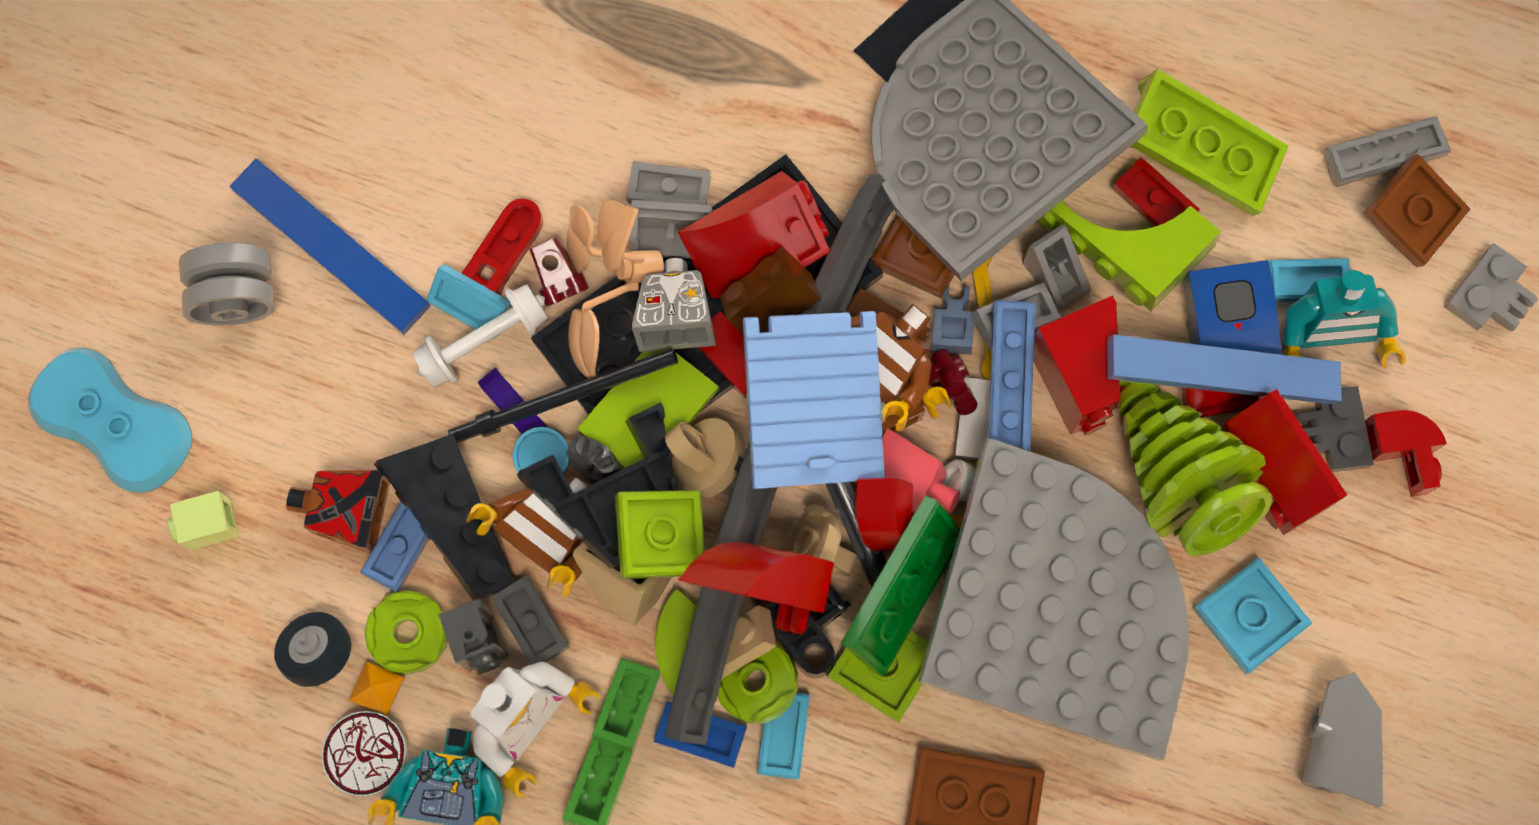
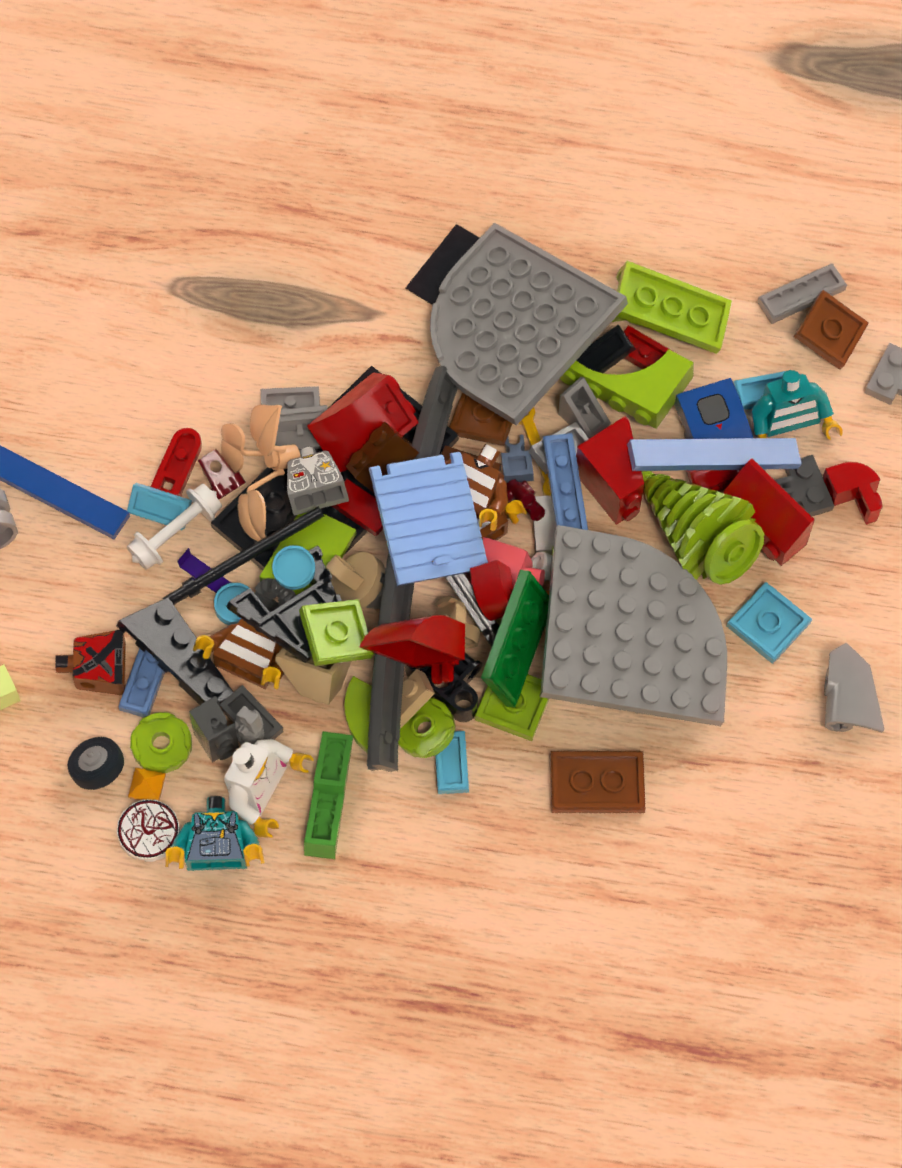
camera: 15 degrees left, 10 degrees down
(519, 645) = (249, 726): none -> light grey hinge
(620, 431) = (293, 567): none -> medium azure piece
(722, 743) = (406, 779): blue tile -> none
(1106, 190) = (607, 350): none -> black tile

